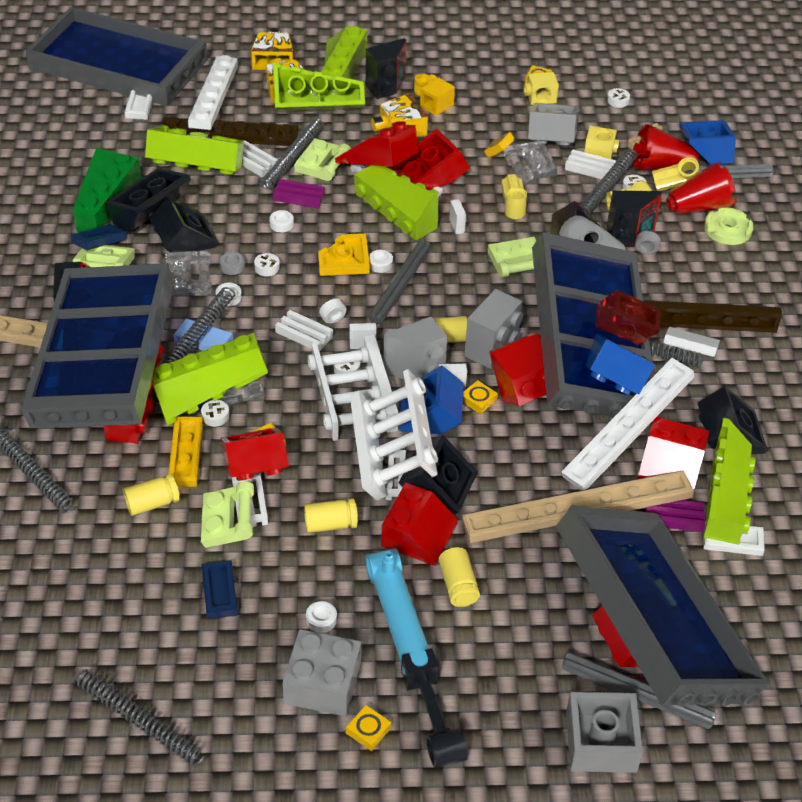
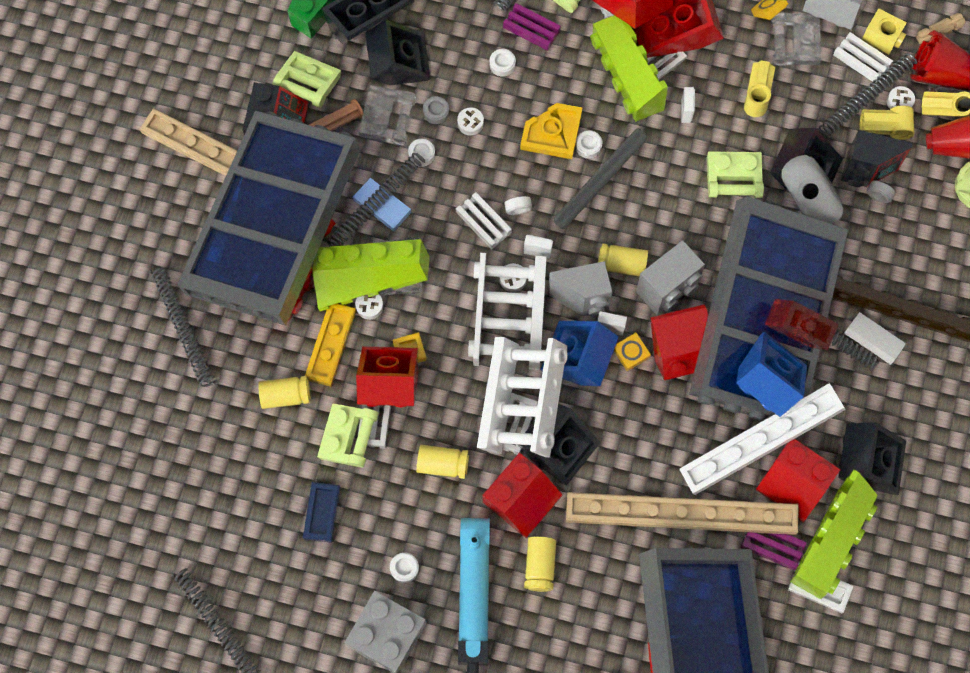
camera: 20 degrees right, 25 degrees up
(98, 236) = (308, 46): dark blue tile -> none

